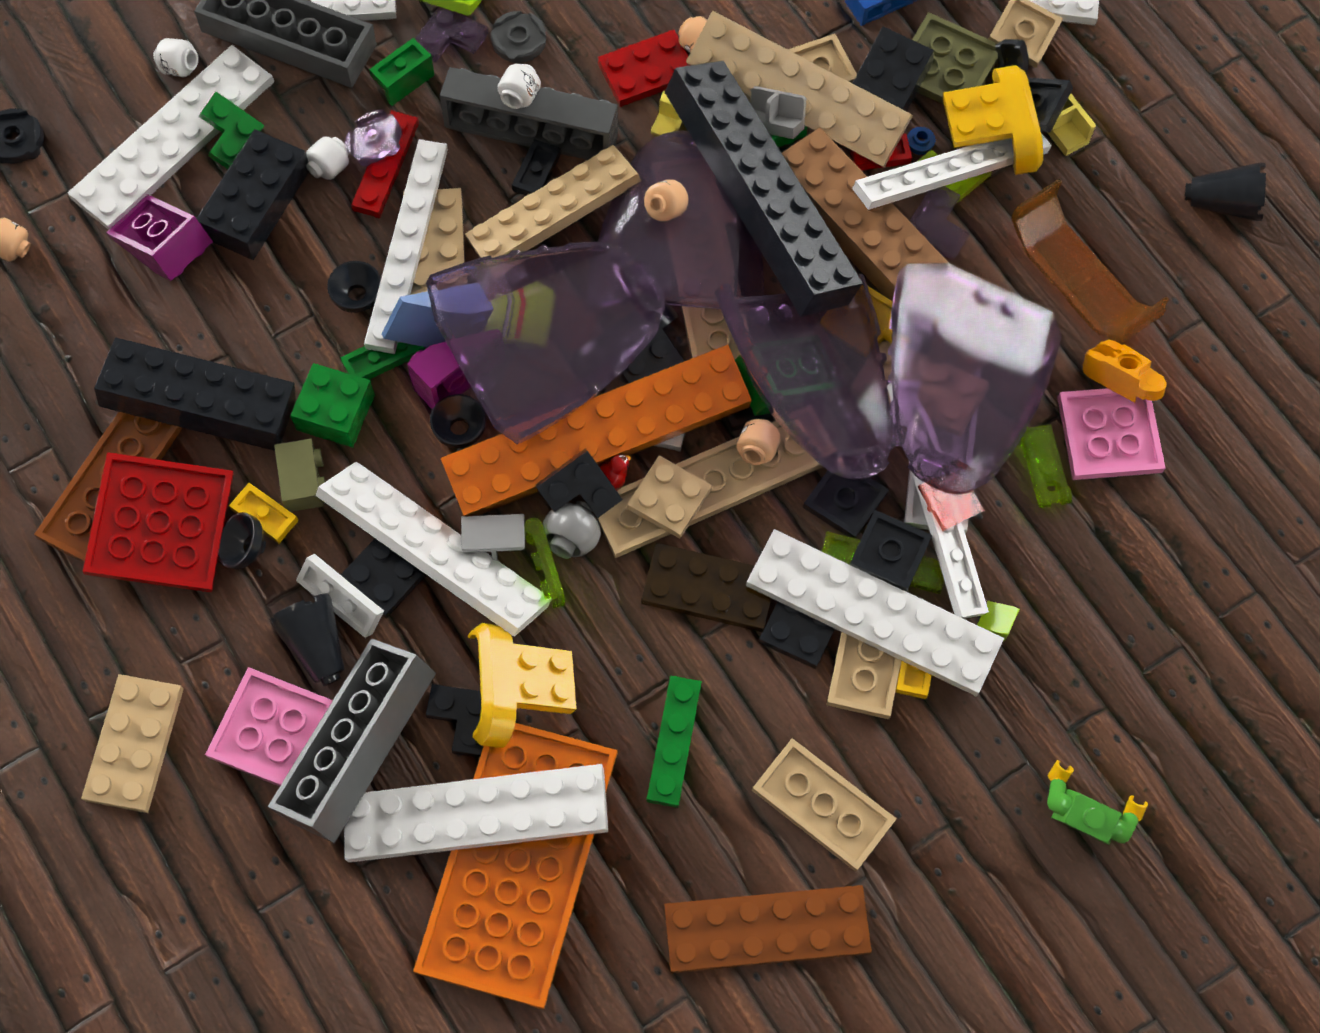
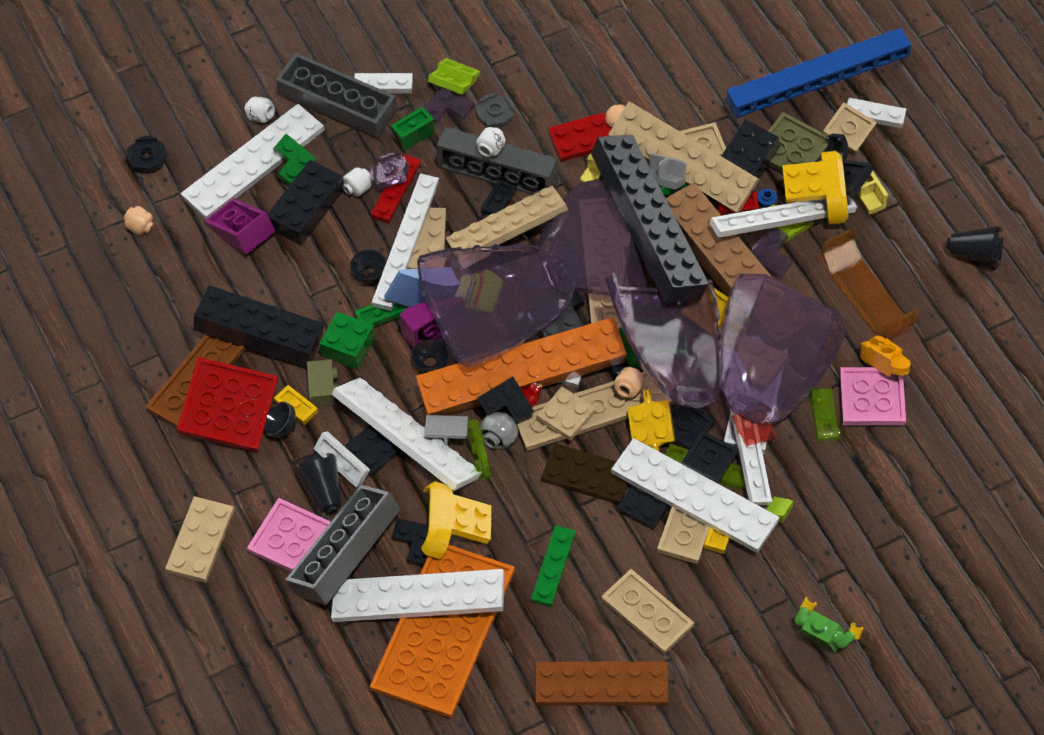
camera: 10 degrees right, 10 degrees down
(666, 200) = (582, 222): light nougat head -> none
(797, 501) = (651, 422): none -> yellow plate

